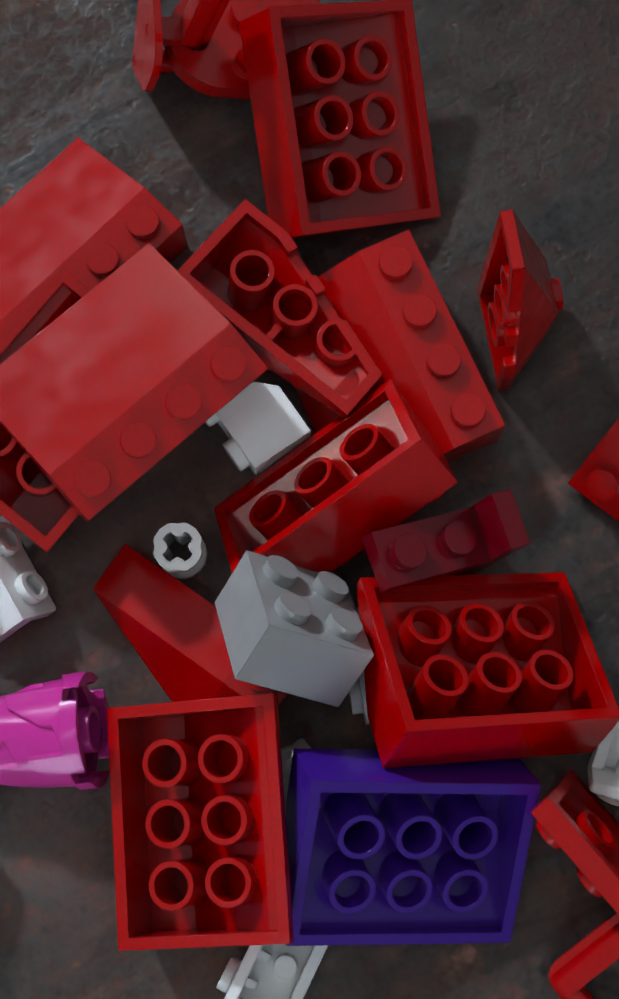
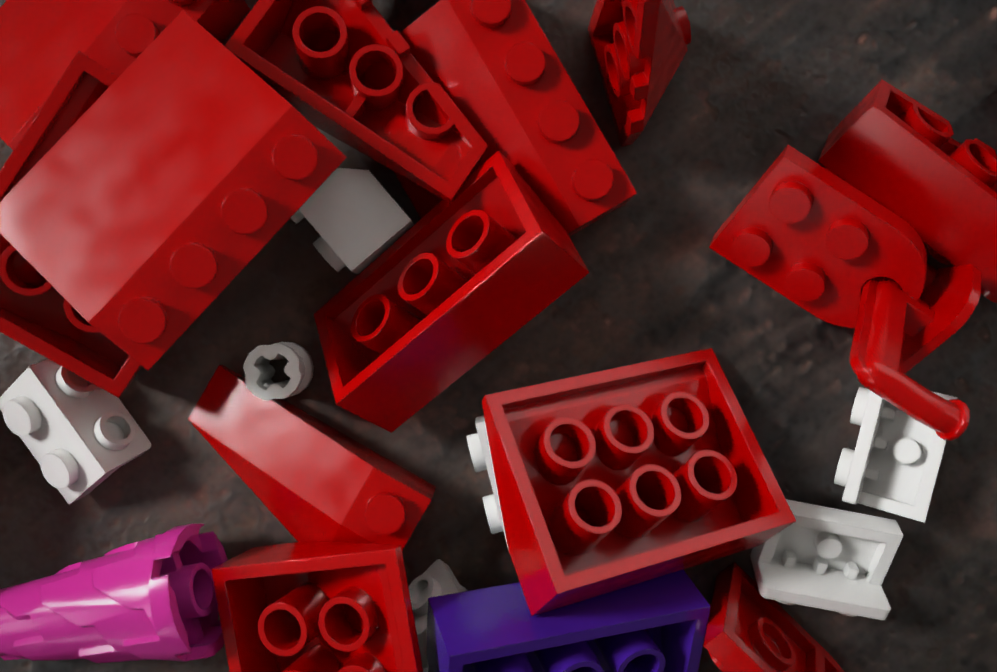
camera: 15 degrees left, 10 degrees up
(292, 629) = (411, 465): light grey brick -> none
(447, 543) = (581, 343): dark red bracket -> none

